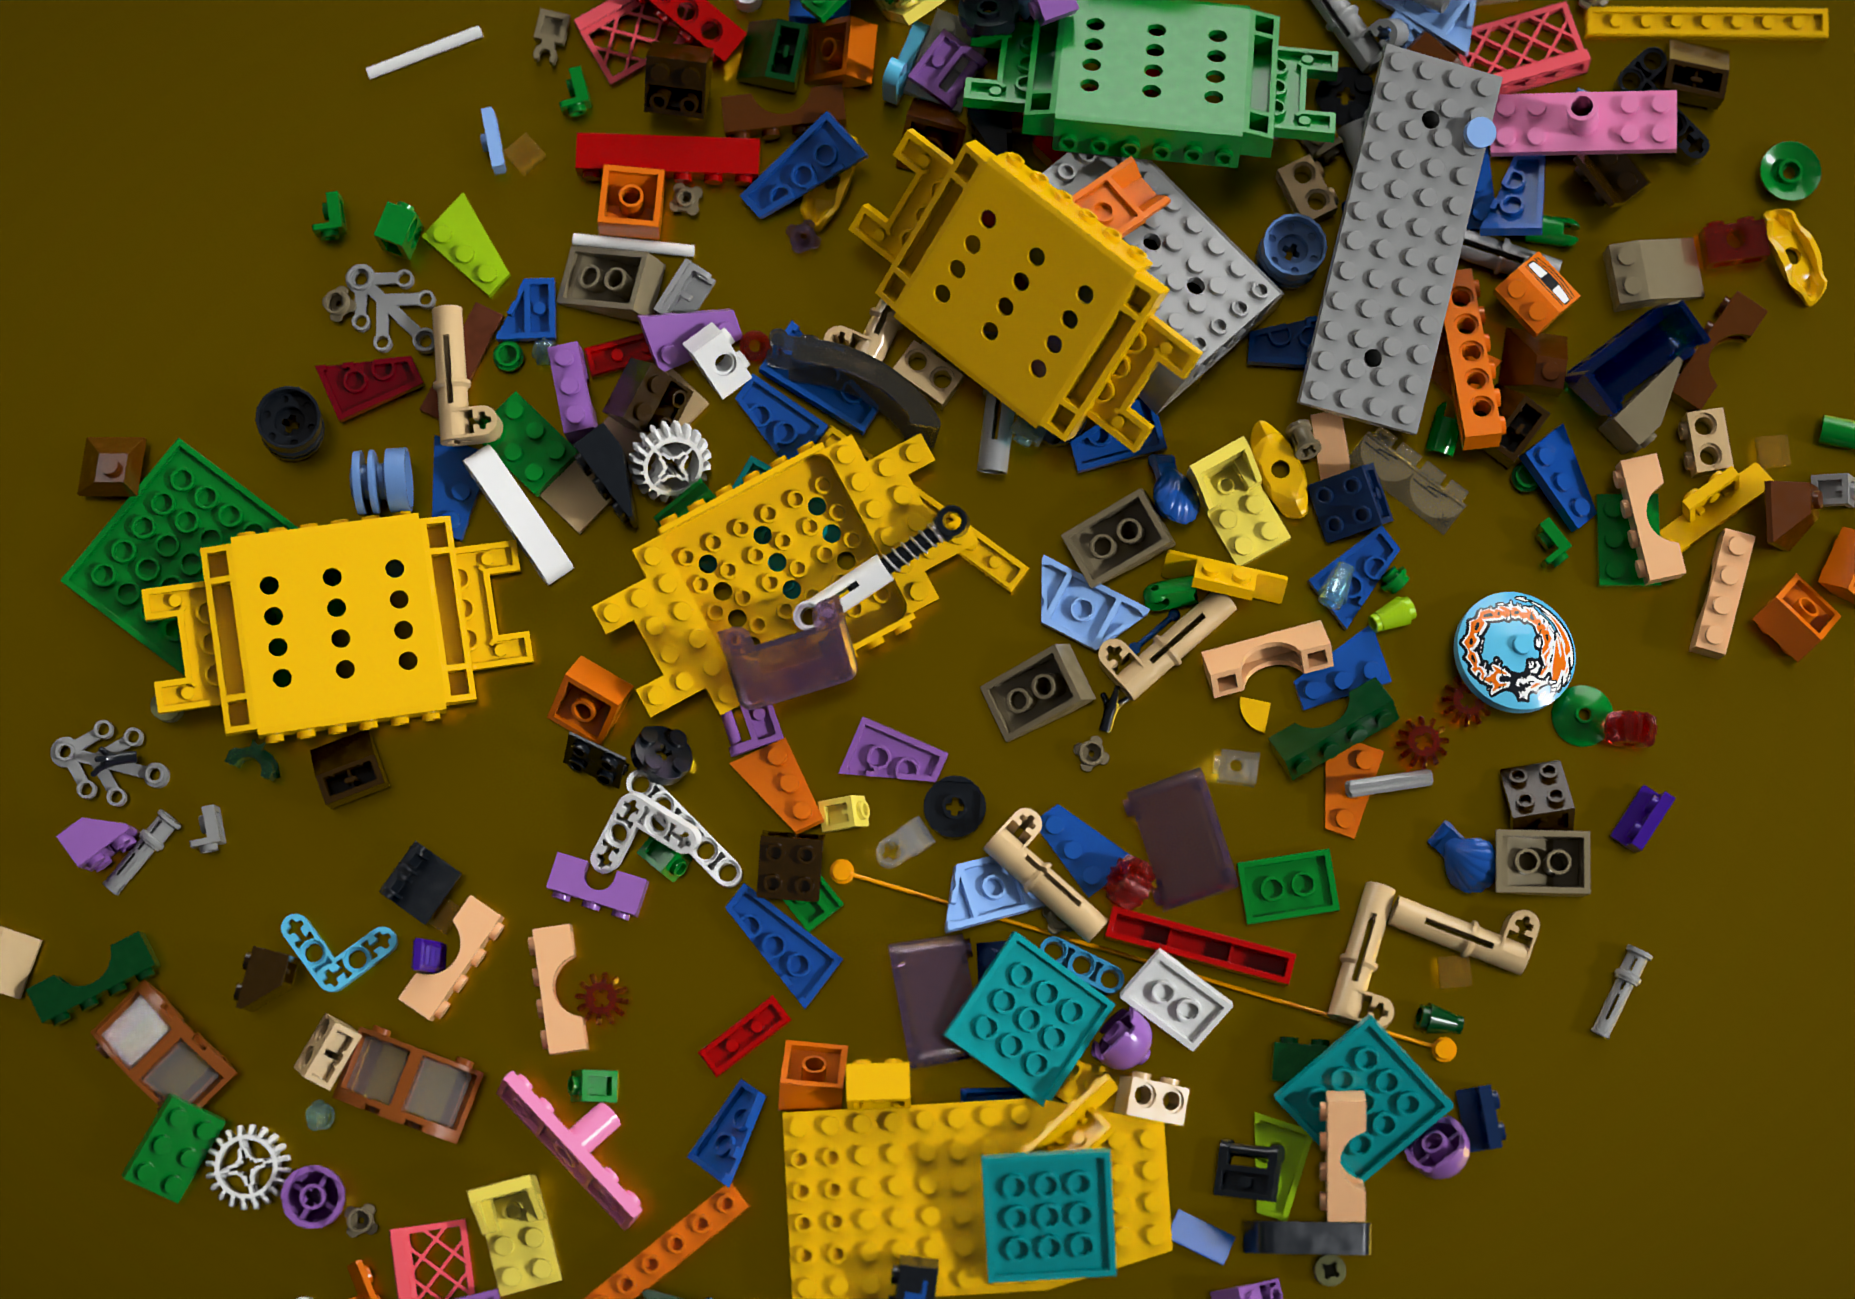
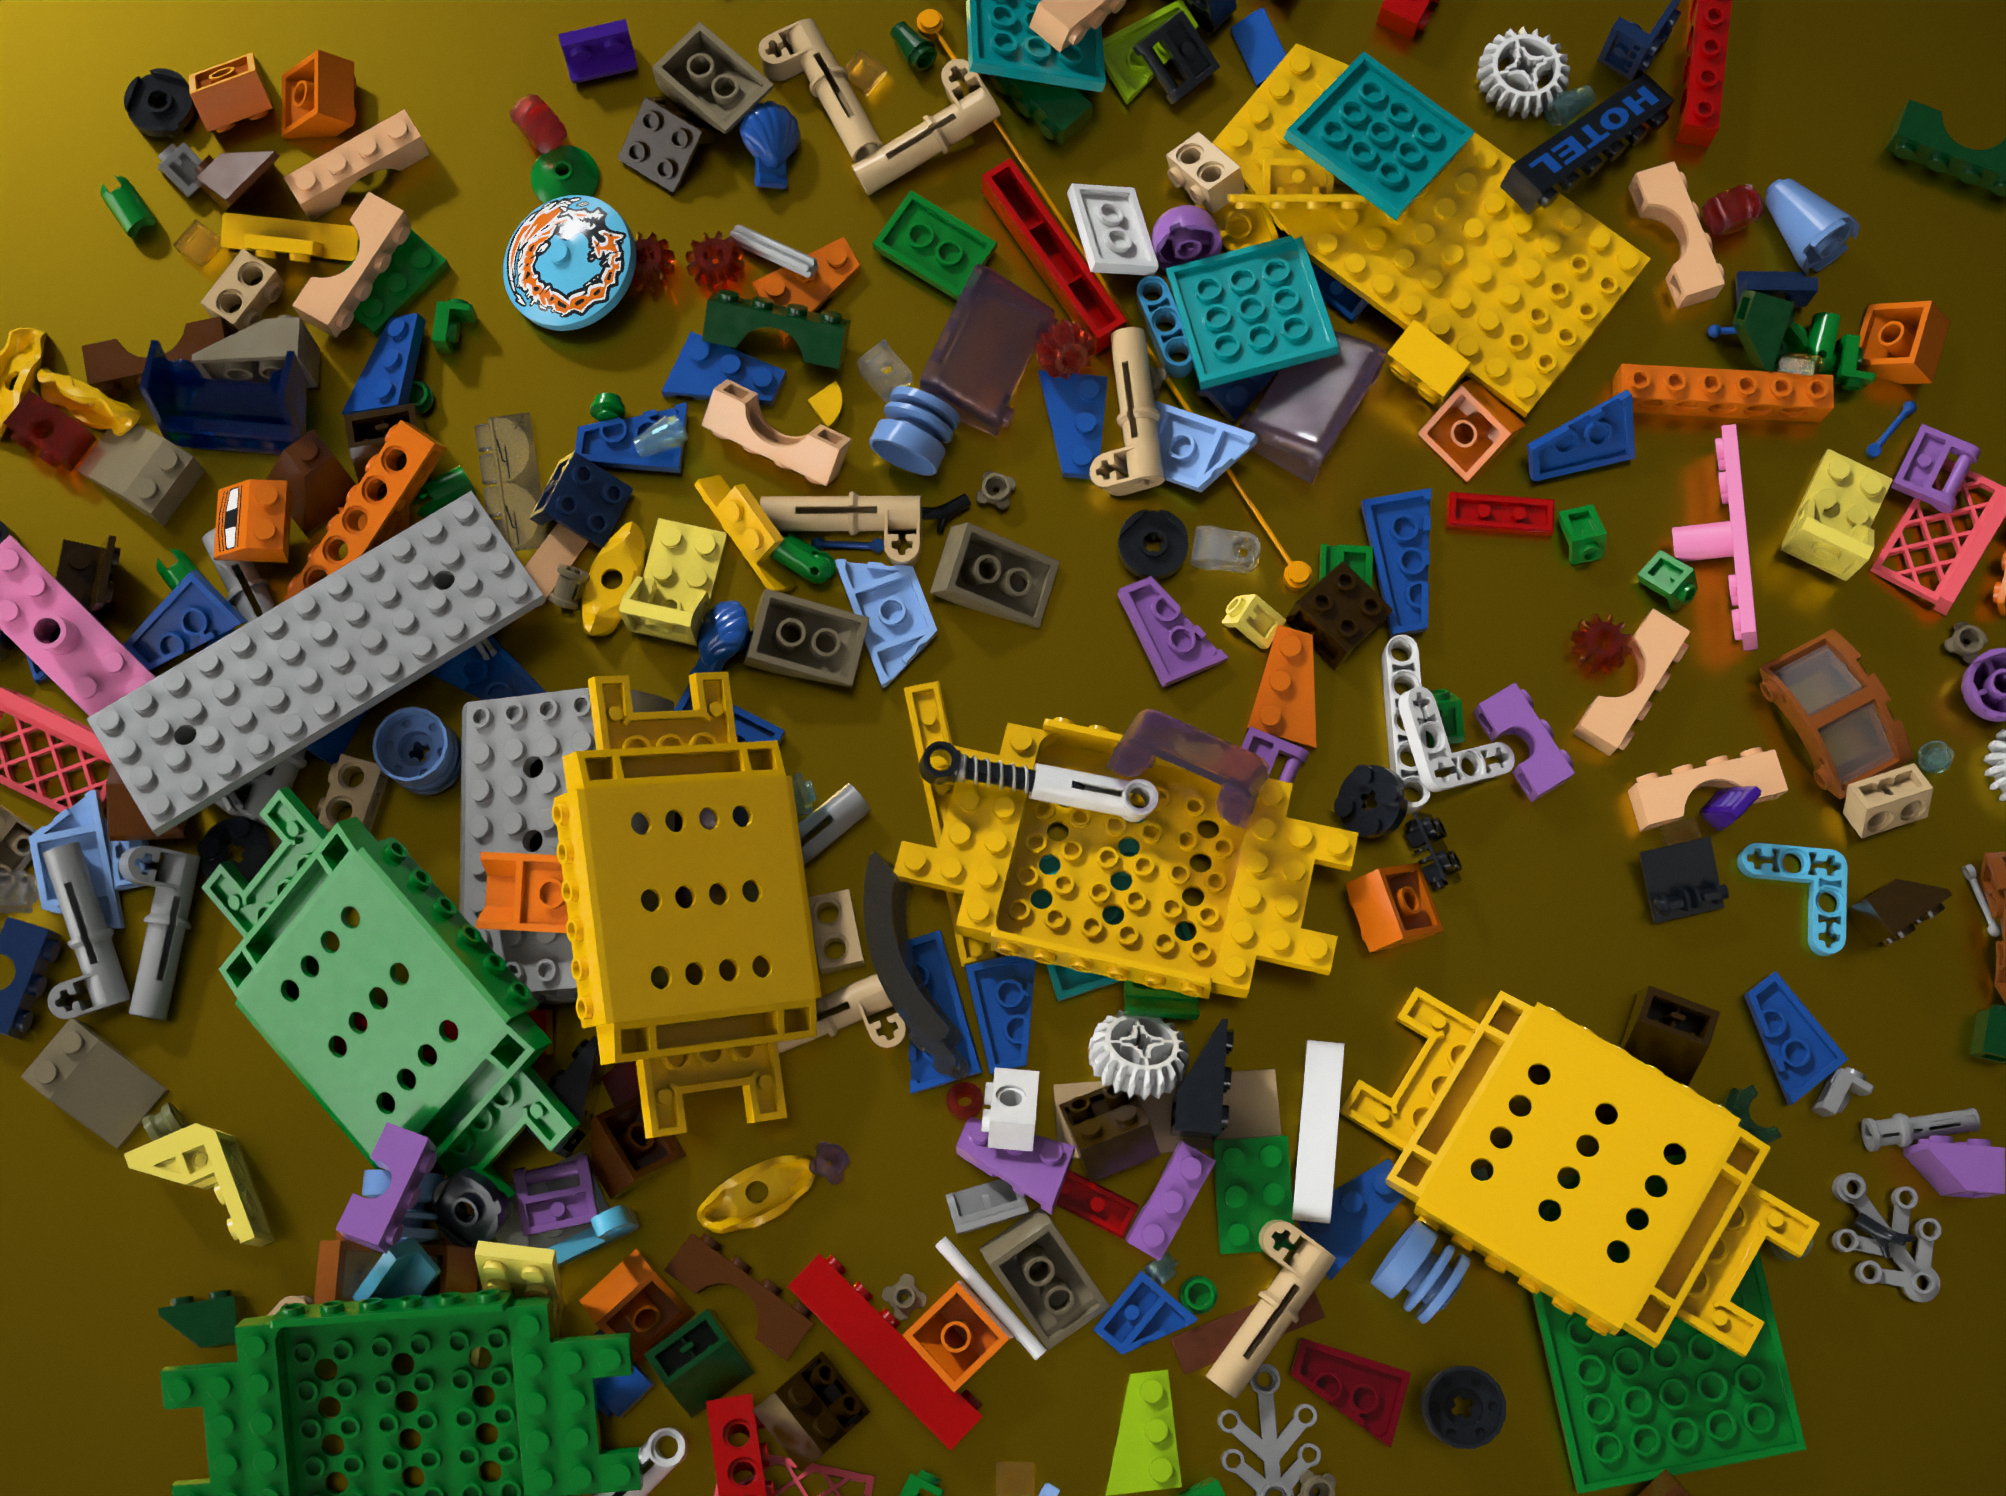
camera: 140 degrees left, 5 degrees down
(223, 1049) = (1970, 874): none -> light grey hinge
(266, 840) = (1792, 1037): none -> blue wing
(677, 1068) = (1583, 533): none -> green bracket
(808, 163) = (765, 1222): blue wing -> none
(1176, 737) = (914, 430): none -> medium blue wheel
(1392, 615) = (637, 380): lime cone -> none
(1479, 132) = (156, 682): light blue tile -> none
(1730, 279) = (87, 403): none -> yellow piece

